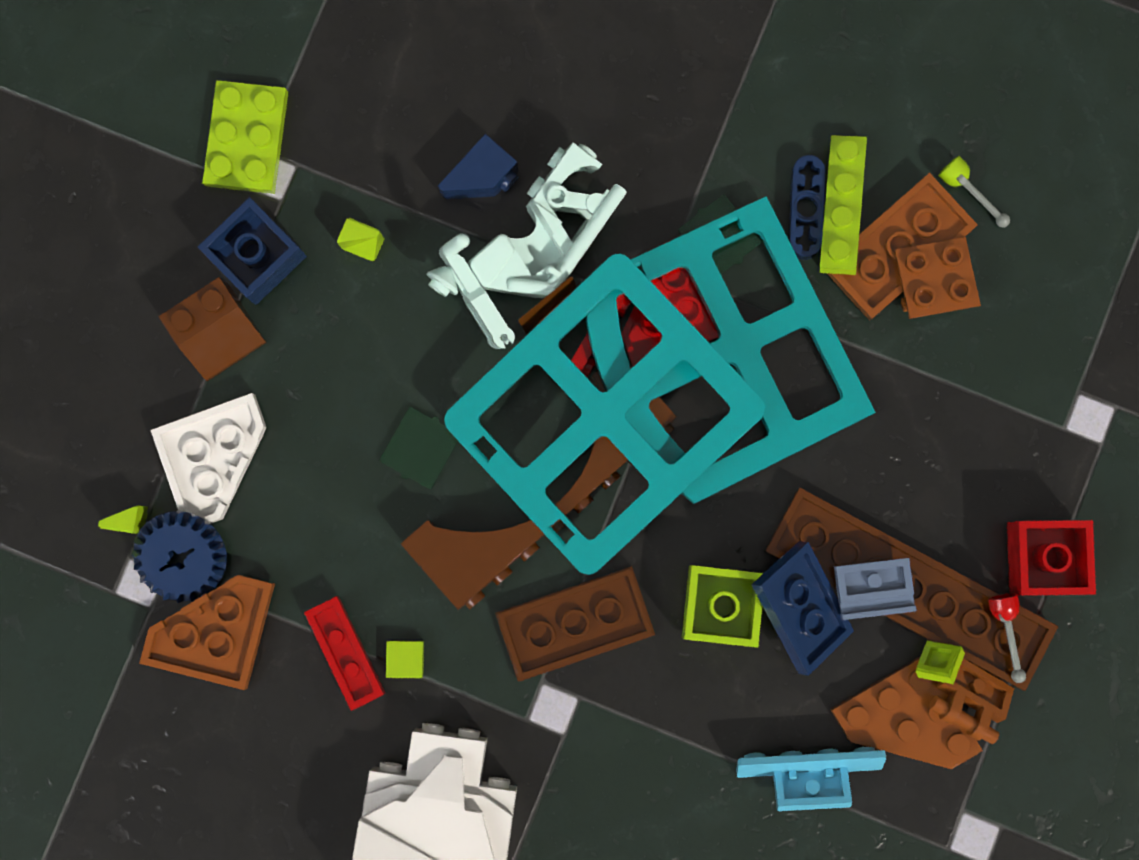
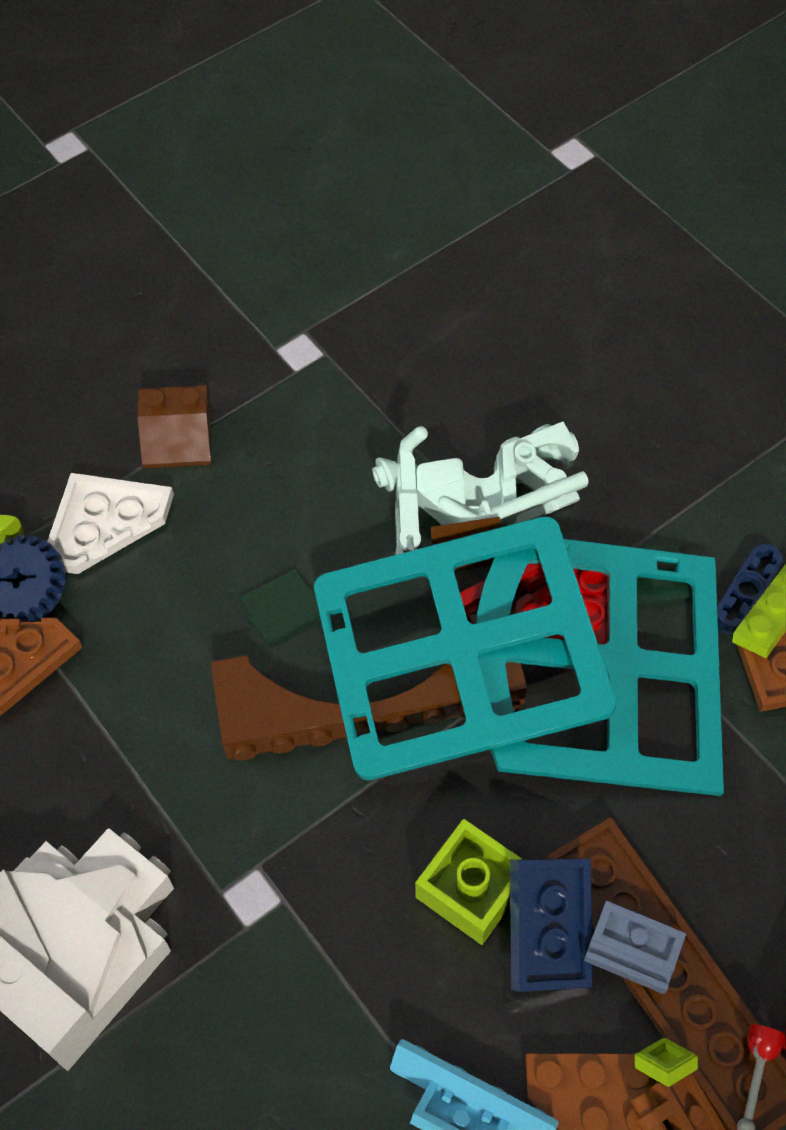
camera: 25 degrees right, 25 degrees down
(245, 137) = (298, 315): lime plate -> none
(252, 251) = (247, 386): dark blue brick -> none
(344, 653) = (98, 735): red plate -> none
(360, 239) = (339, 423): lime slope -> none
(404, 659) = (147, 772): lime tile -> none
(481, 172) = (470, 423): dark blue slope -> none
(575, 624) = (322, 828): reddish brown tile -> none

